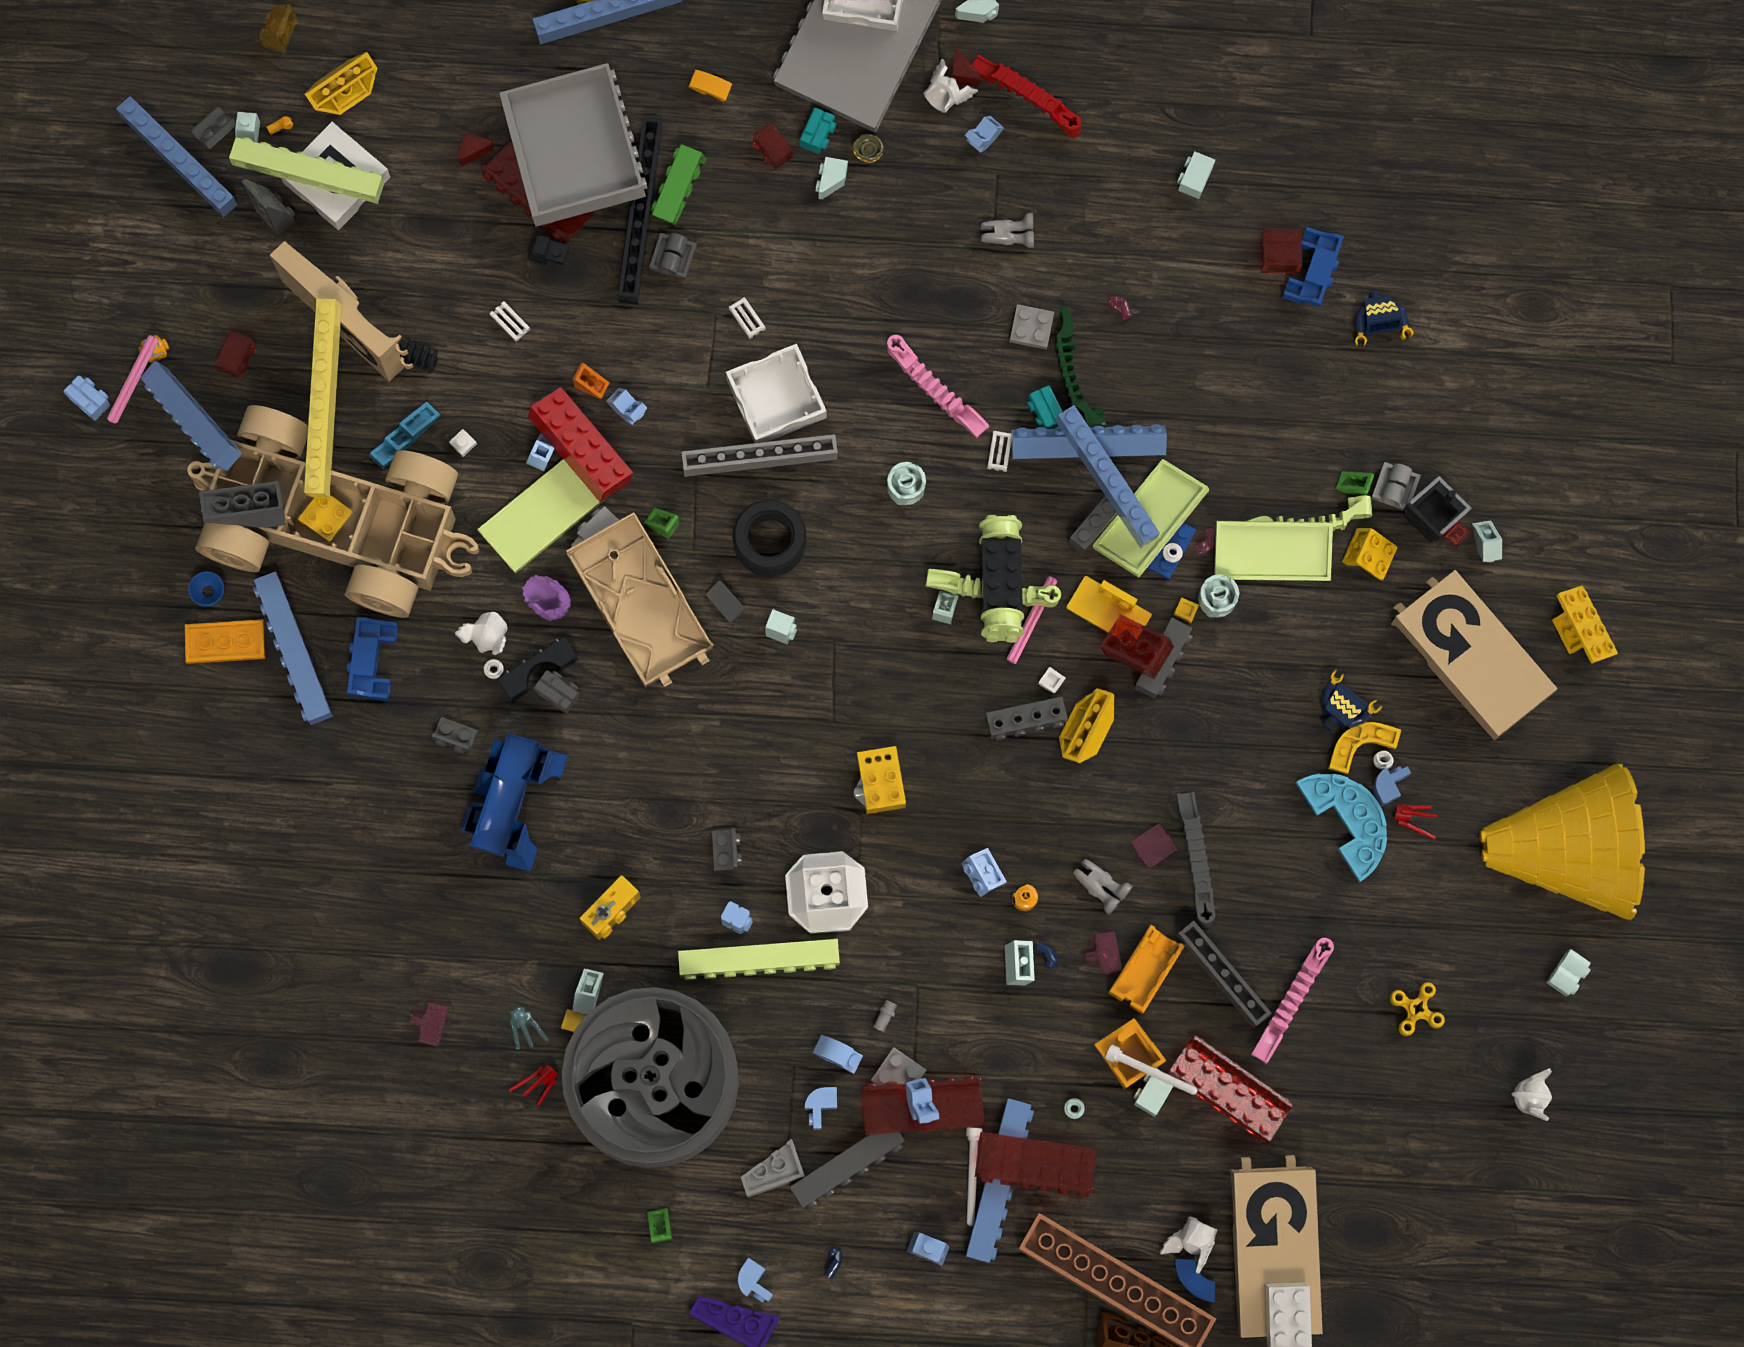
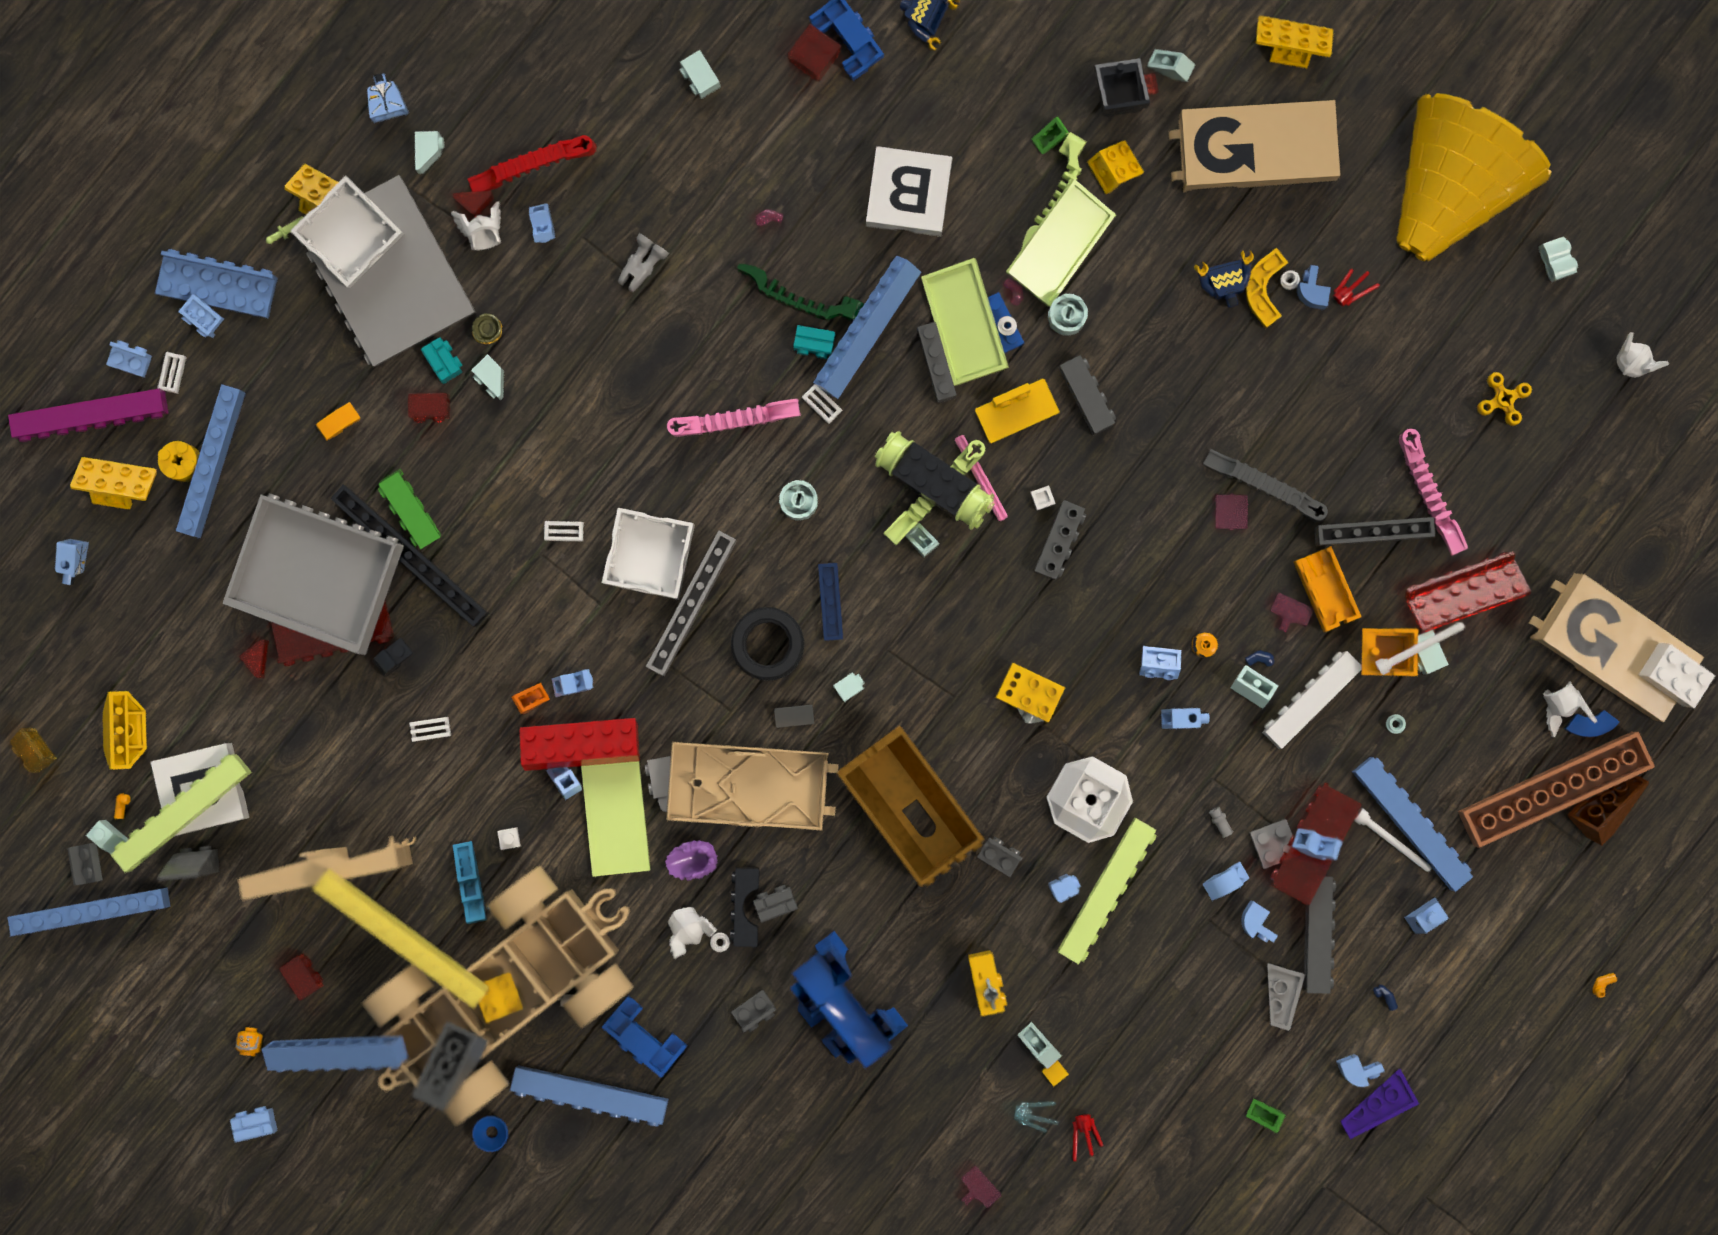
camera: 50 degrees left, 10 degrees up
(132, 379) = (264, 1077): bright pink axle -> none
(224, 641) = (544, 1146): light orange tile -> none
(419, 356) = (408, 825): black piece -> none
(638, 1134) = (1190, 1087): dark grey wheel -> none
(662, 522) = (691, 721): bright green slope -> none
(673, 255) = (467, 555): dark grey plate -> none
(721, 710) = (889, 780): none -> pearl gold panel
(841, 567) = (830, 601): none -> dark blue plate
(944, 916) = (1183, 718): none -> light blue torso
(1031, 326) = (734, 302): light grey plate -> none
(1035, 1164) = (1422, 787): clear red bracket -> none
(1043, 1021) = (1312, 699): none -> white brick
(1087, 726) = (1101, 497): yellow wedge -> none
(1099, 878) = (1231, 581): light grey piece -> none
(1107, 476) = (912, 334): medium blue brick -> none
(1137, 646) = (1067, 411): clear red brick -> none
(1186, 610) = (1058, 348): yellow tile -> none
(1224, 400) = (908, 191): none -> white tile
(1358, 812) = (1318, 330): medium azure plate -> none
(1395, 485) = (1075, 105): light grey plate -> none

